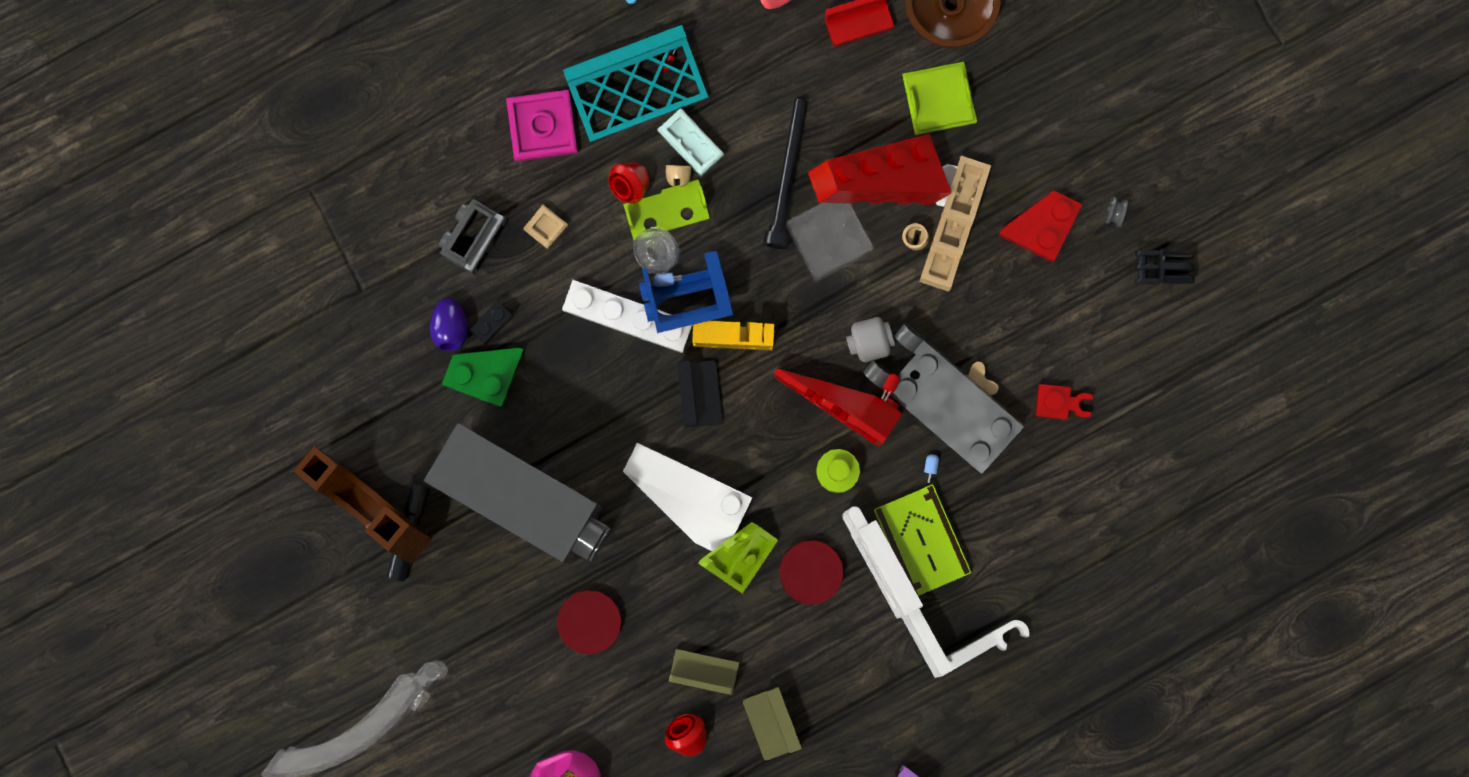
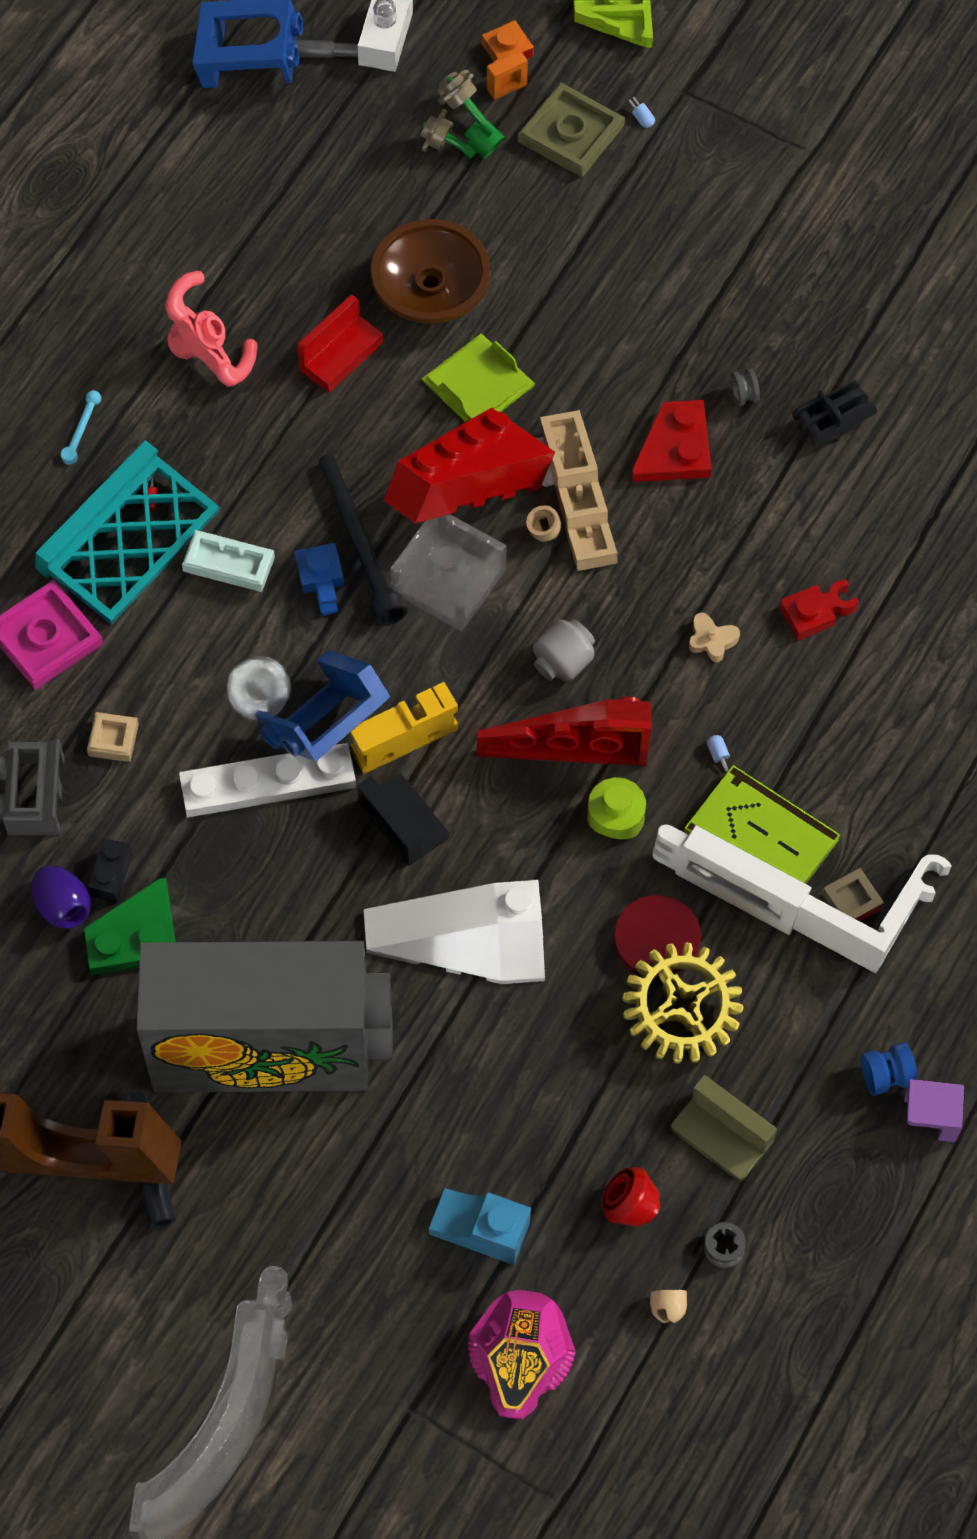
camera: 30 degrees left, 20 degrees down
(586, 695) = (482, 1223): none -> dark azure arch
(589, 622) = (431, 1140): dark red tile -> none
(629, 182) = (181, 635): red cone -> none
(665, 279) = (290, 711): light blue piece -> none
(667, 208) = (244, 641): lime piece -> none
(678, 172) = (233, 598): tan hinge -> none
(704, 672) = (604, 1118): olive panel -> none
(740, 556) = (565, 960): lime wing -> none
(747, 185) = (320, 573): none -> blue plate
(811, 629) = (672, 983): none -> light yellow gear
(890, 385) = (617, 680): red piece -> none
(900, 747) = (888, 1068): none -> blue wheel
(949, 402) = (692, 668): dark grey hinge -> none
(951, 620) = (853, 896): none -> dark tan plate

